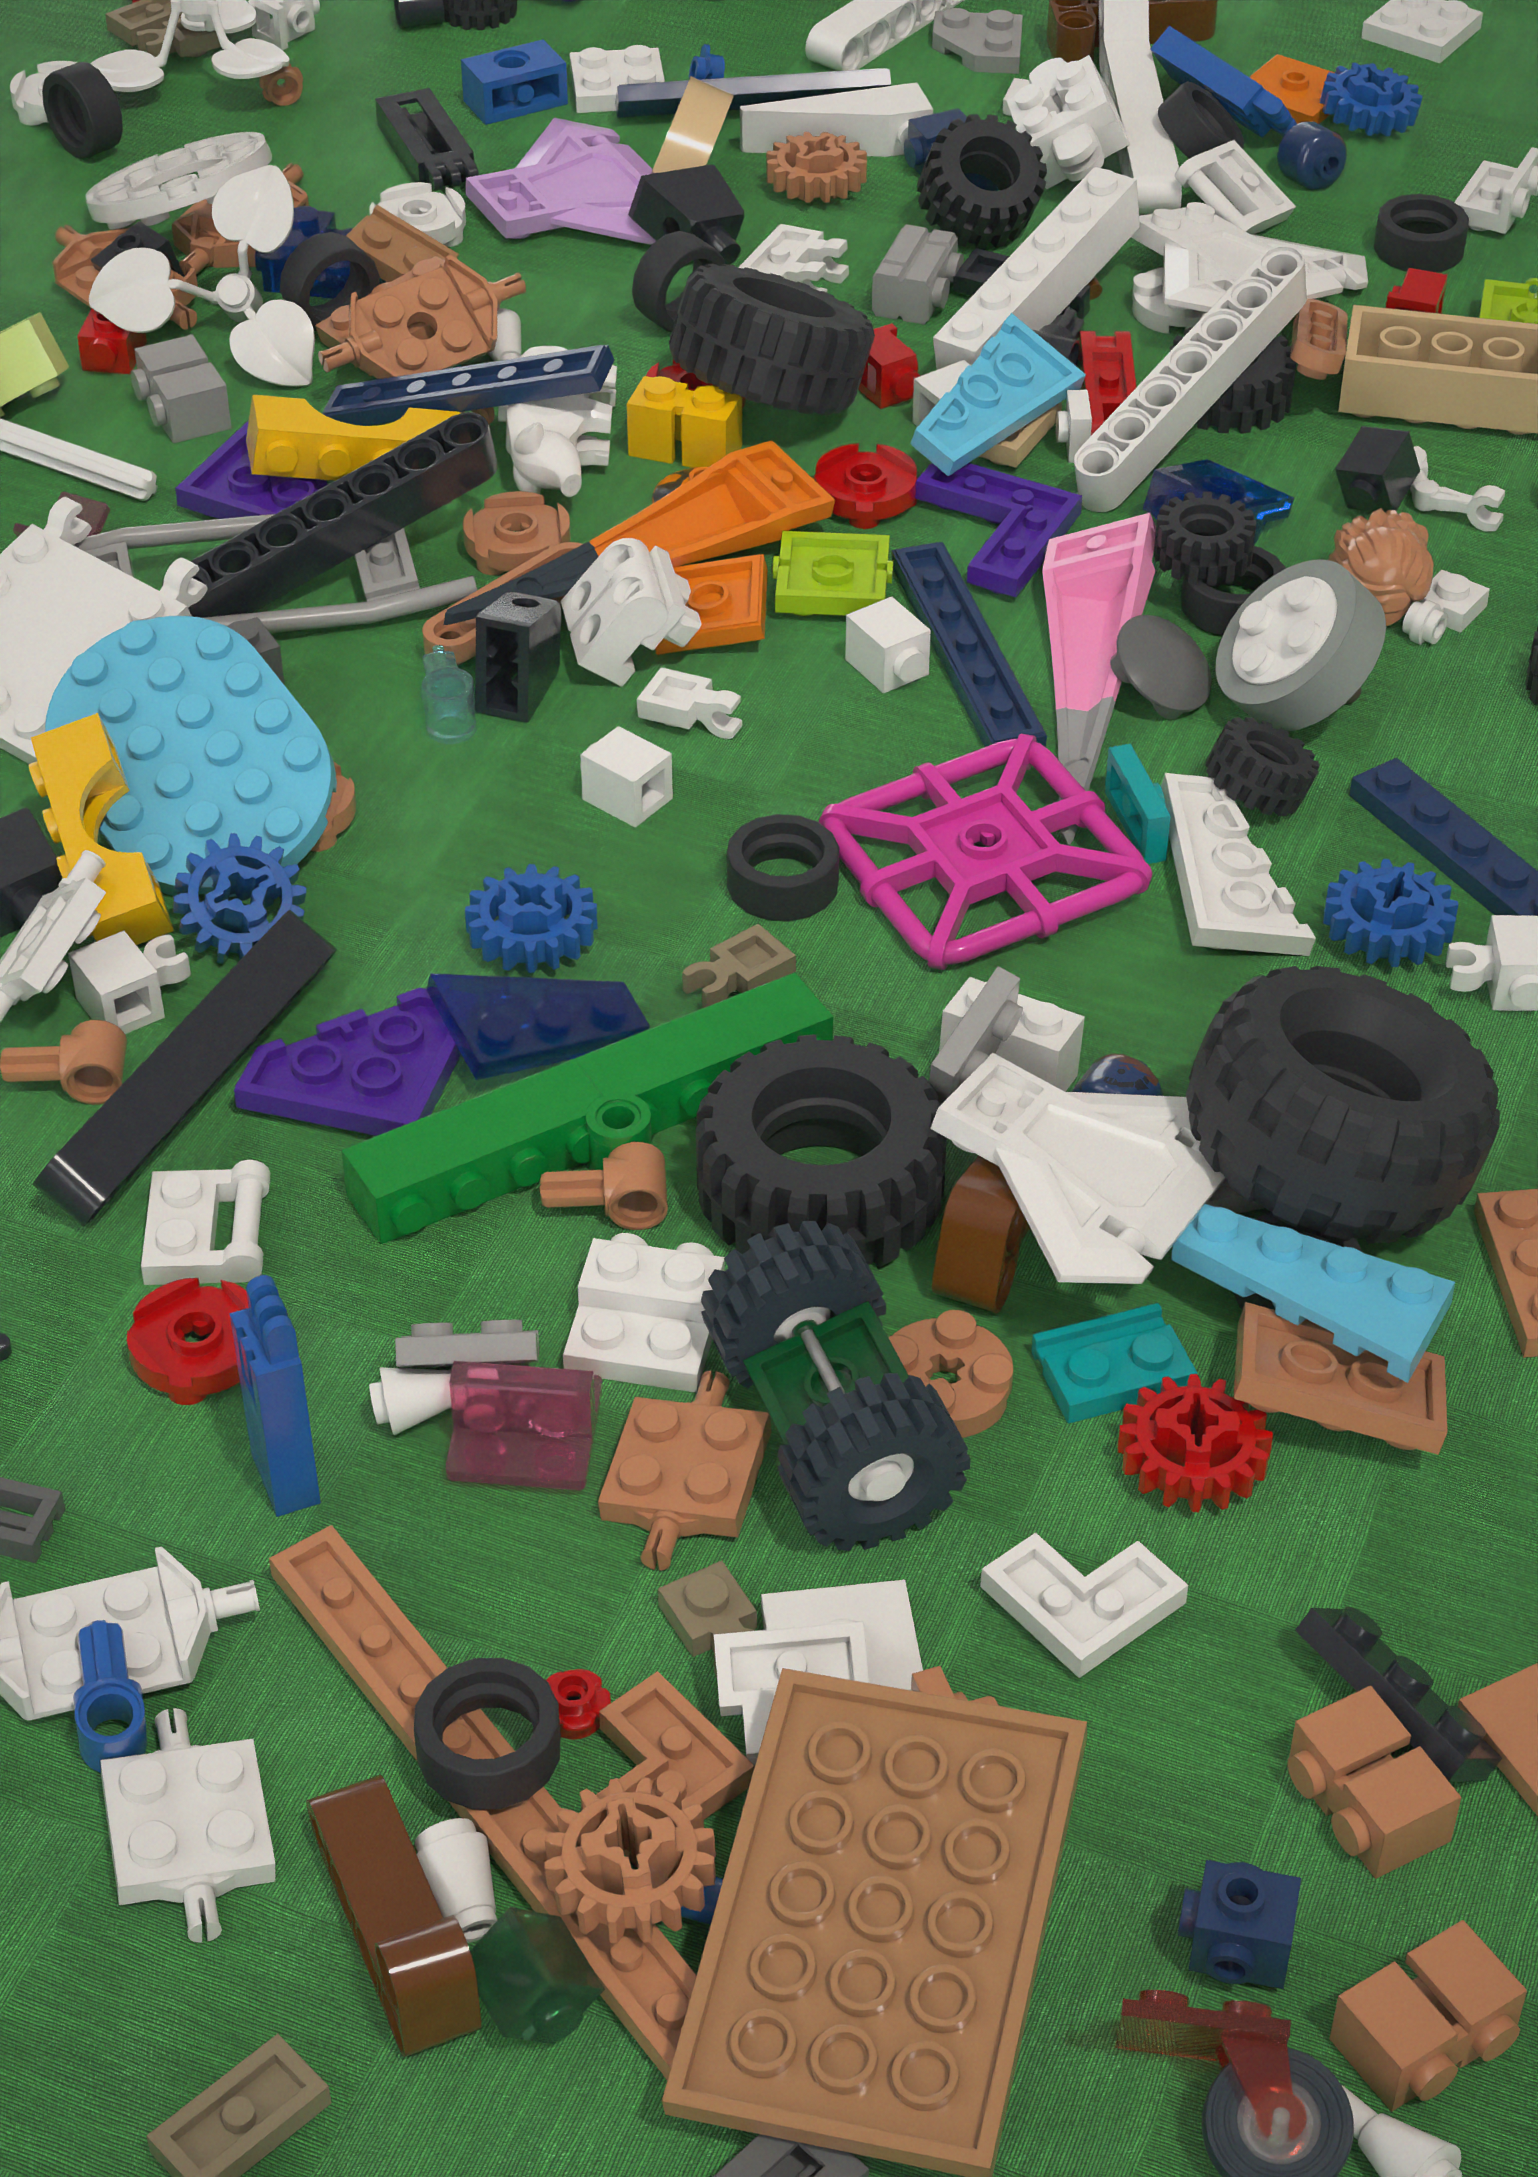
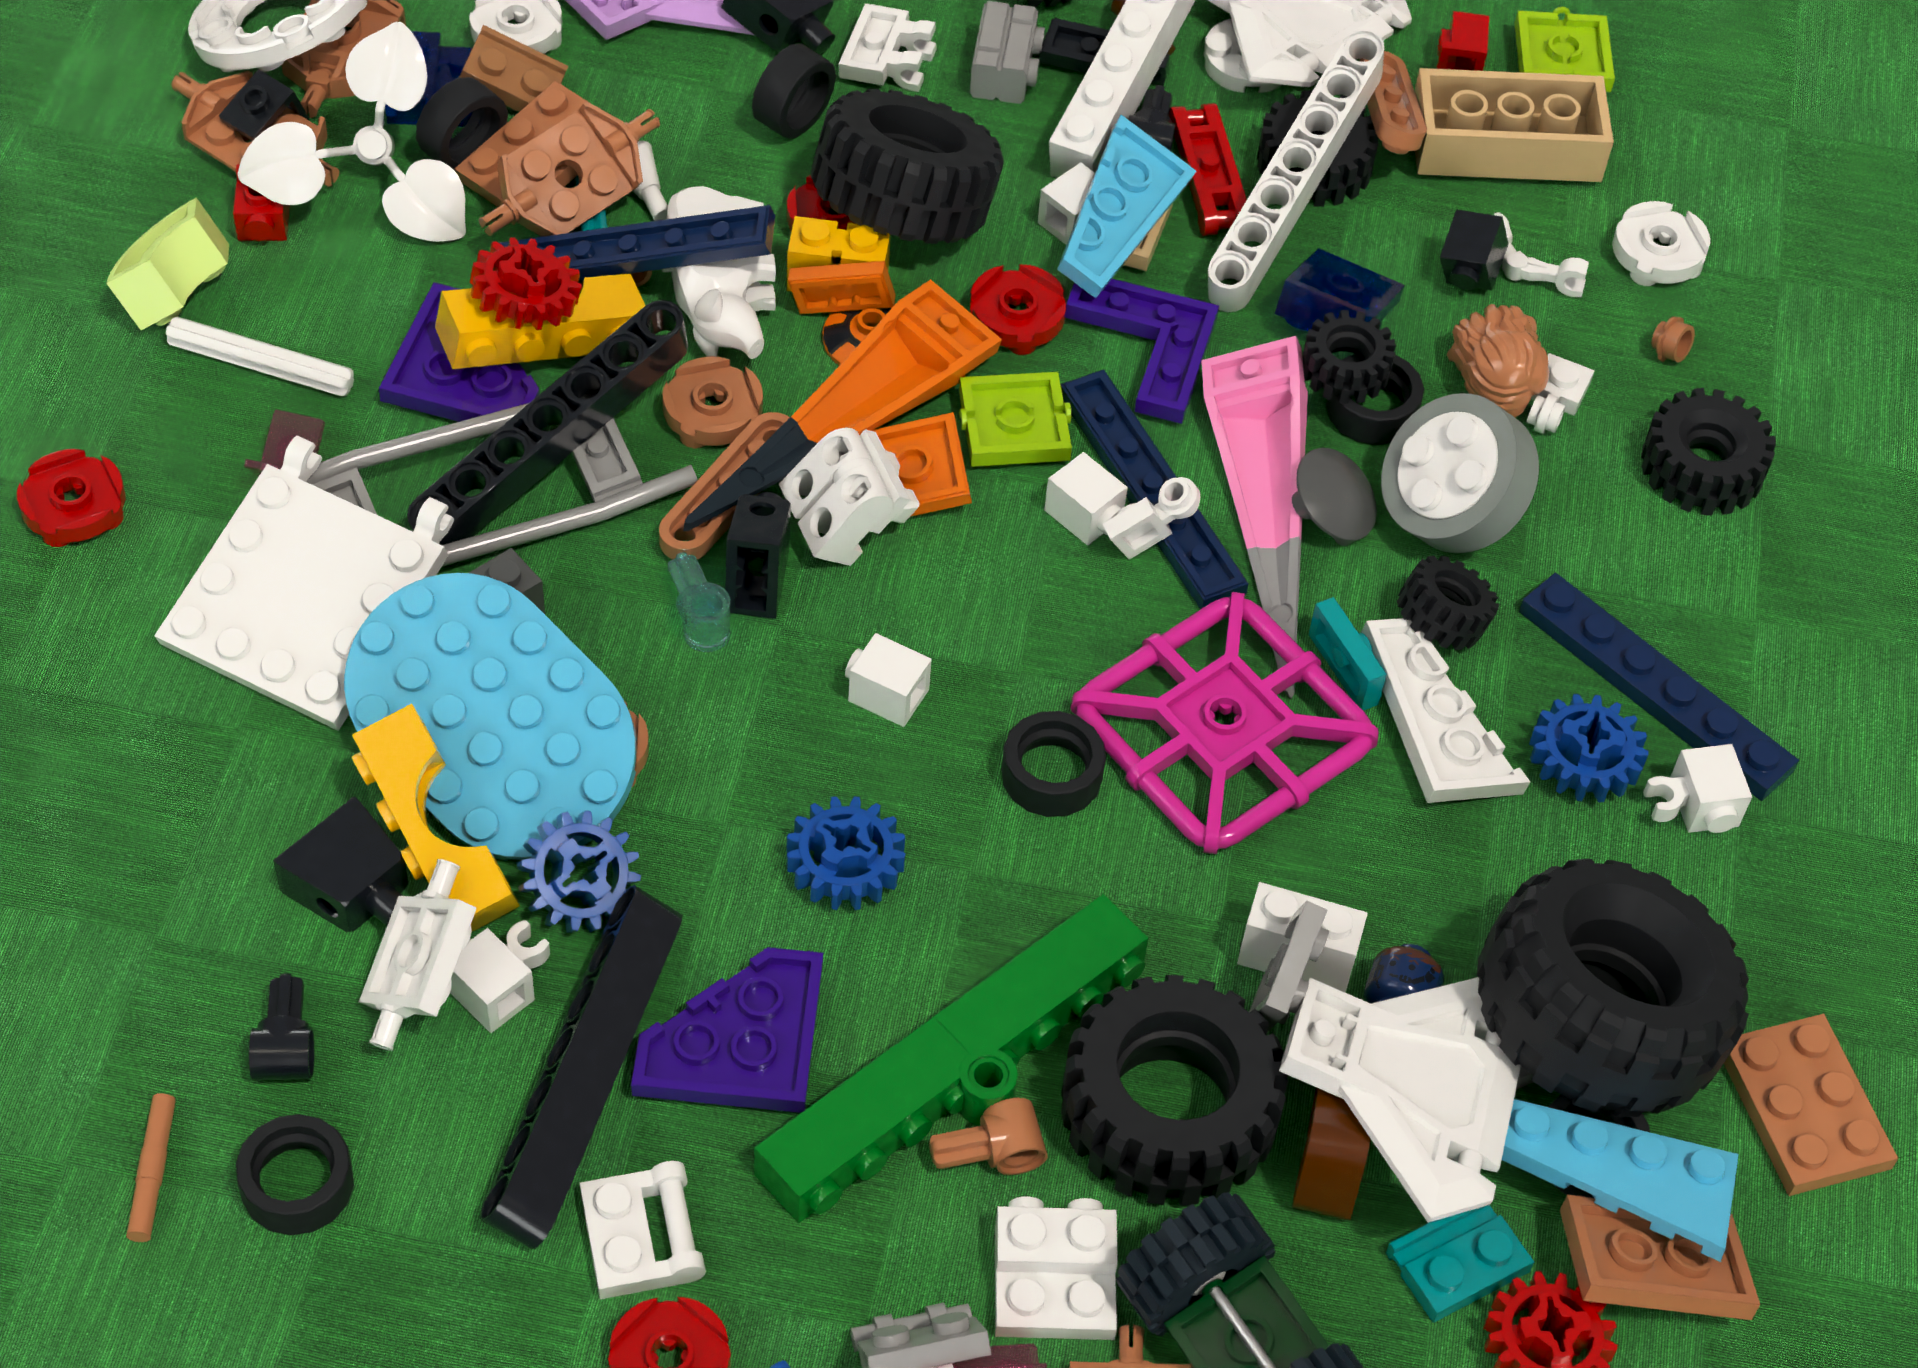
camera: 15 degrees left, 10 degrees up
(85, 1062) = (486, 1070): nougat axle -> none
(181, 389) = (350, 272): light grey piece -> none
(337, 392) = (525, 283): none -> red gear
(531, 1021) = (878, 969): clear blue wing -> none
(676, 443) = (841, 287): none -> orange plate
(683, 698) = (916, 581): white plate -> none
(739, 965) = (1046, 877): dark tan plate -> none
(891, 369) = (1018, 172): red brick -> none
(942, 670) = (1145, 524): none -> white plate
(969, 1351) = (1347, 1271): nougat plate -> none
(1075, 423) = (1193, 221): white plate -> none

